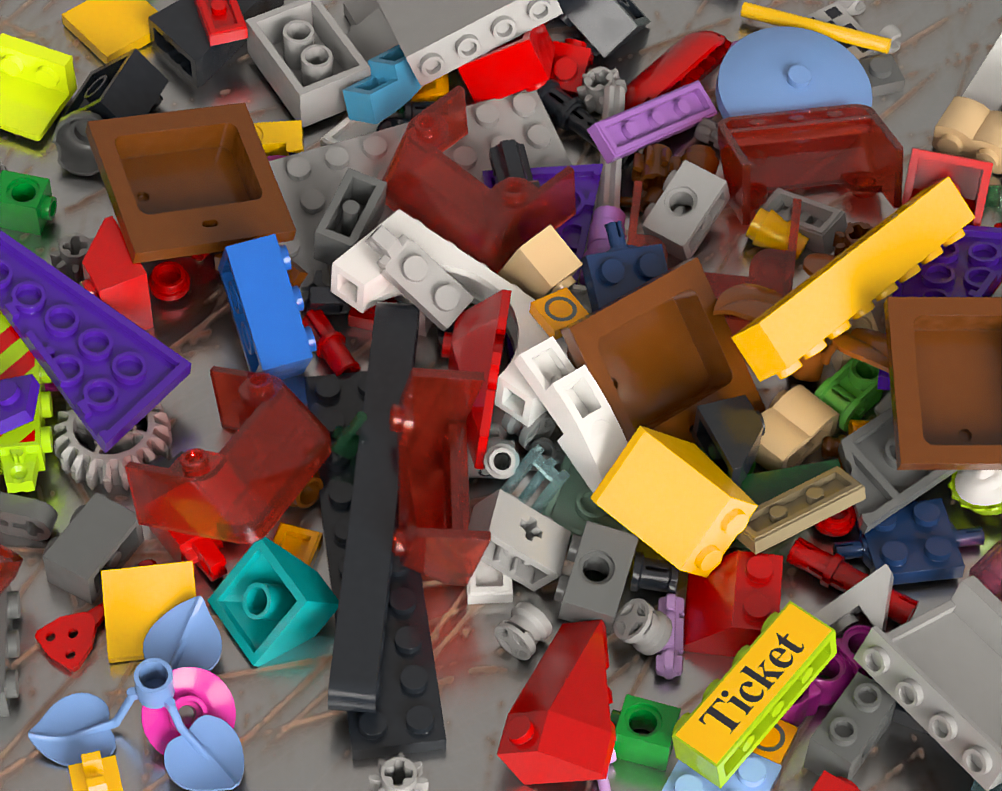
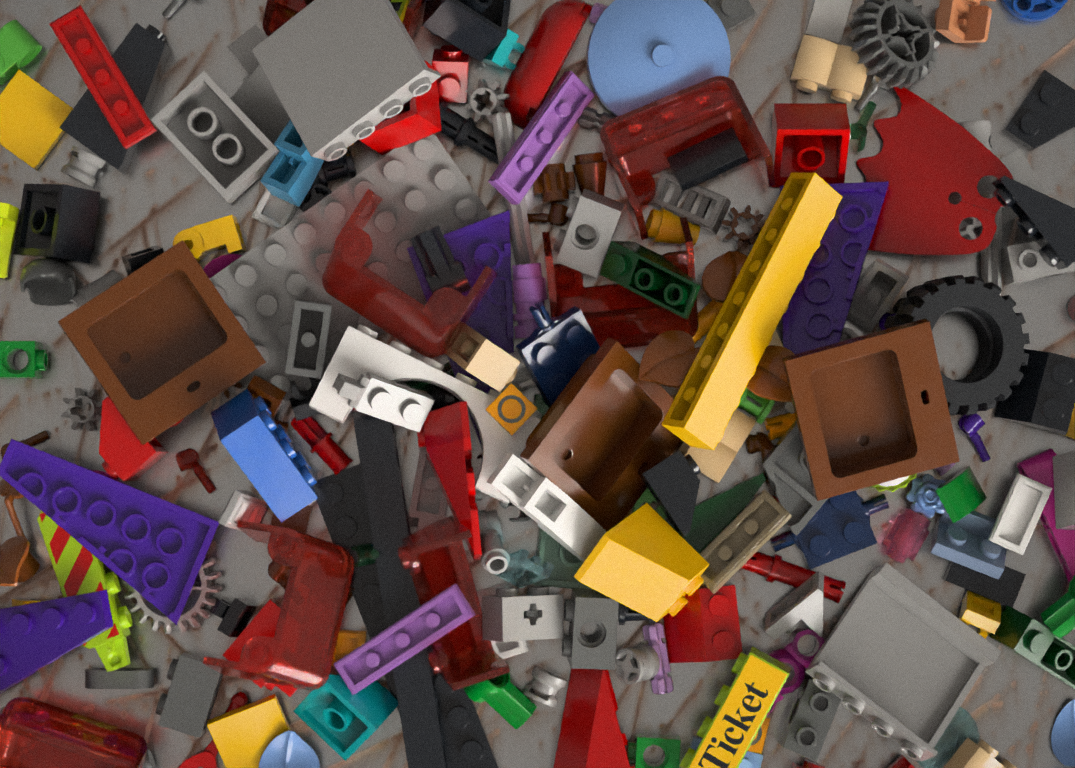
camera: 10 degrees left, 35 degrees up
(164, 57) = (83, 166): none -> light grey wheel
(174, 331) = (190, 459): none -> clear red hand
(217, 342) = (244, 507): none -> light grey slope
(369, 510) = (404, 639): none -> medium lavender tile
(459, 614) = (503, 698): none -> green piece
(628, 54) = (499, 55): none -> teal tile
(742, 245) = (650, 276): none -> dark green slope
(830, 178) = (707, 159): none -> black tile

